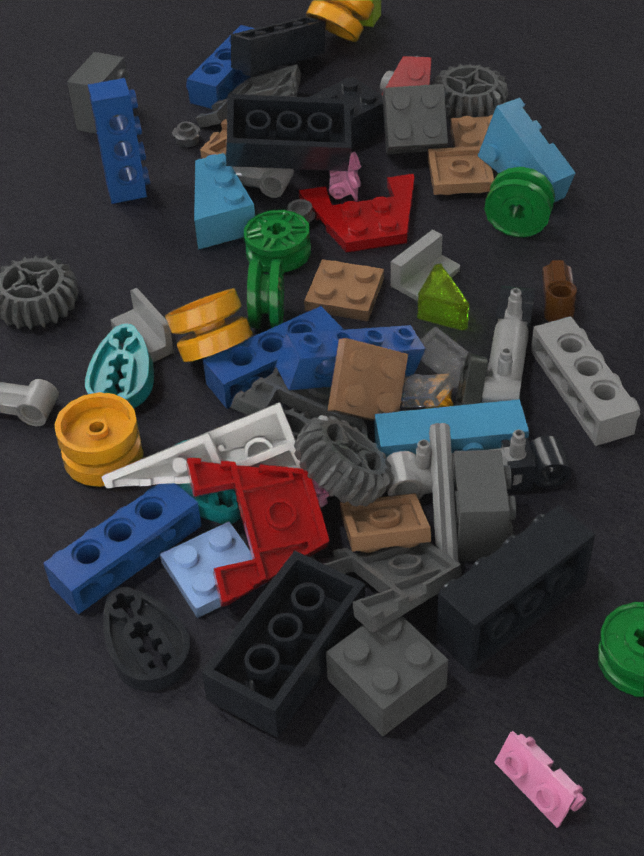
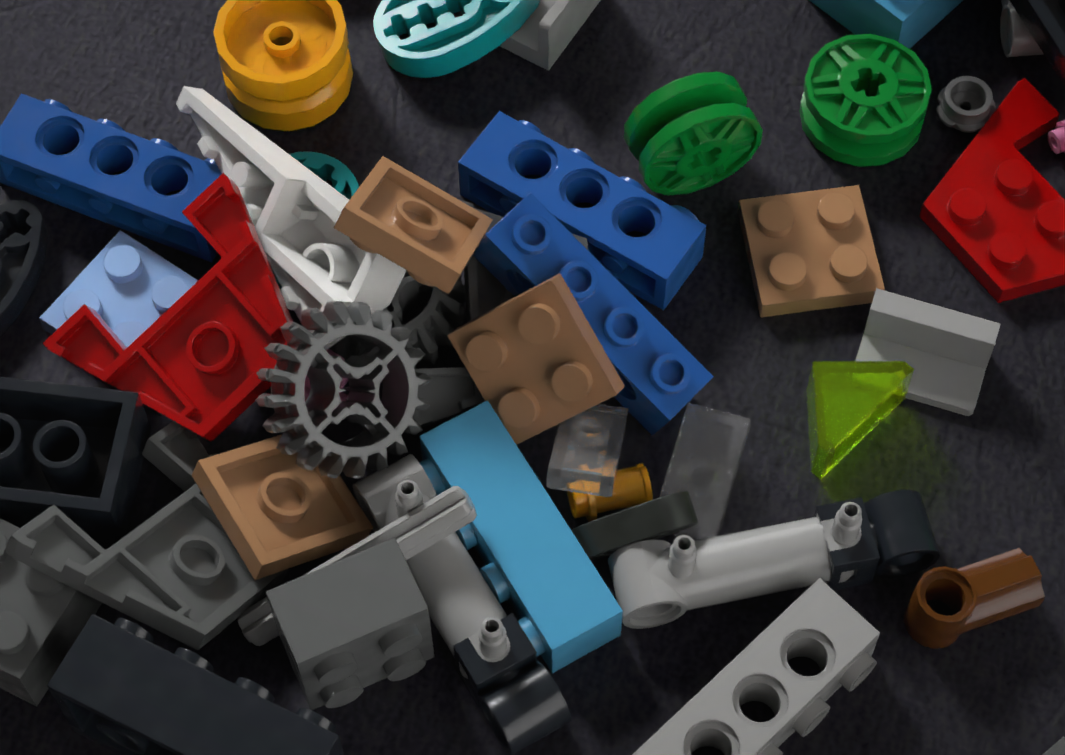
camera: 65 degrees right, 15 degrees up
(210, 328) = (568, 85): light orange wheel -> none
(274, 387) = (413, 225): none -> medium nougat plate

